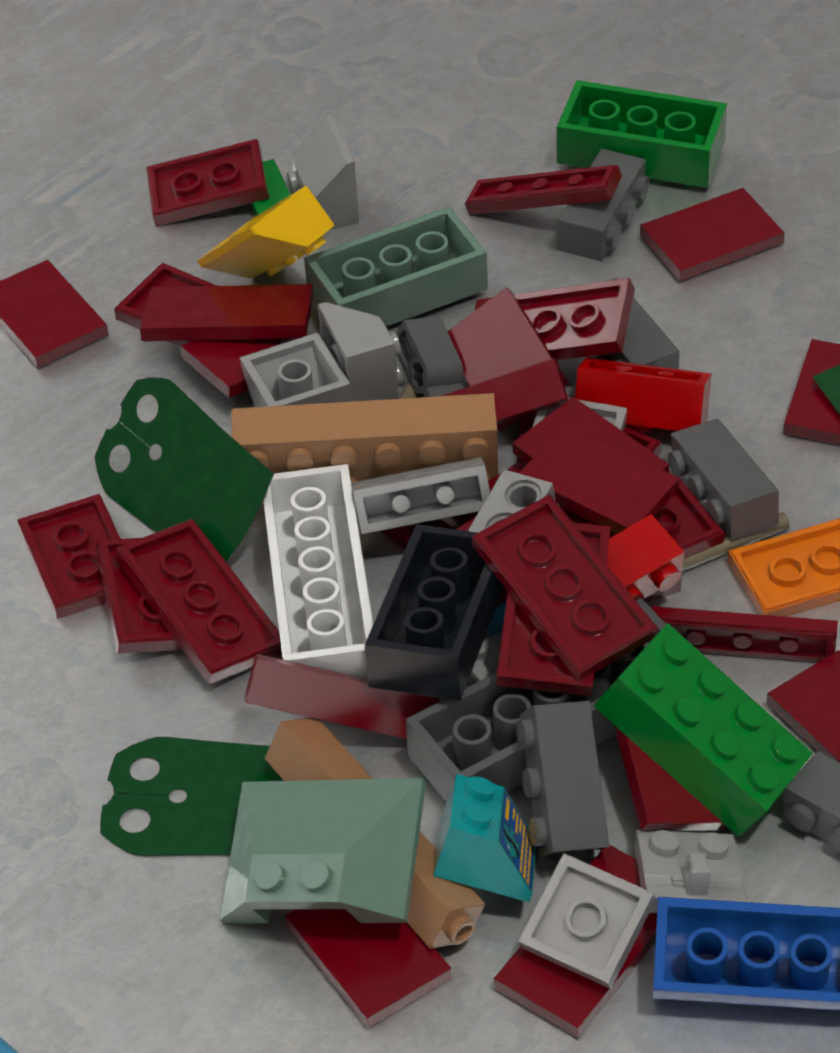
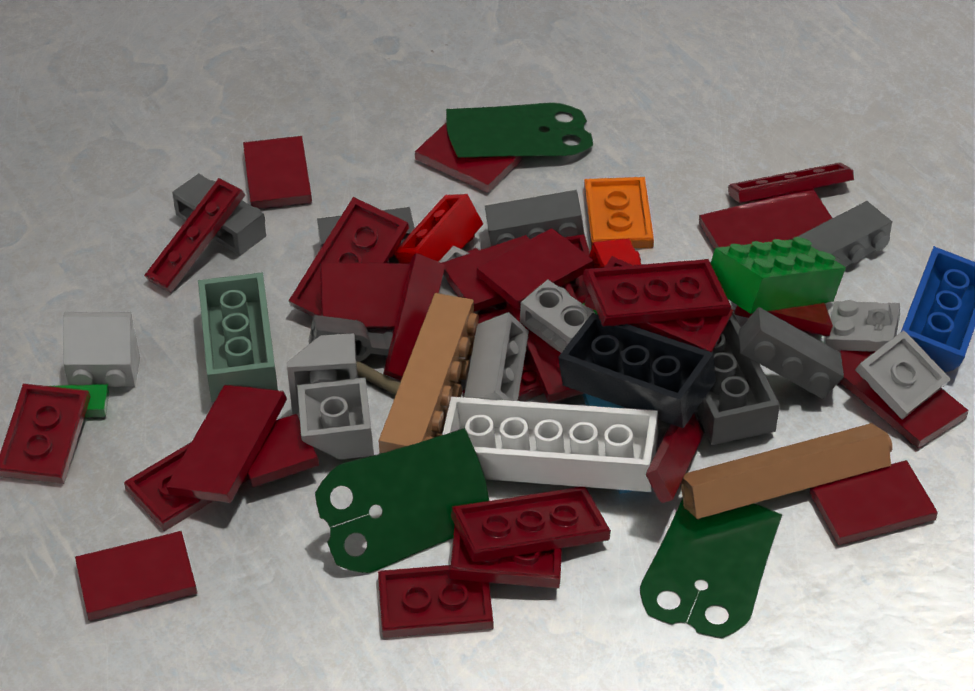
camera: 75 degrees left, 0 degrees up
(272, 238) = (171, 385): yellow slope -> none
(325, 848) = (809, 495): sand green slope -> none
(485, 840) = (822, 409): teal slope -> none
(672, 132) = (144, 180): green brick -> none
(753, 633) = (682, 234): dark red tile -> none

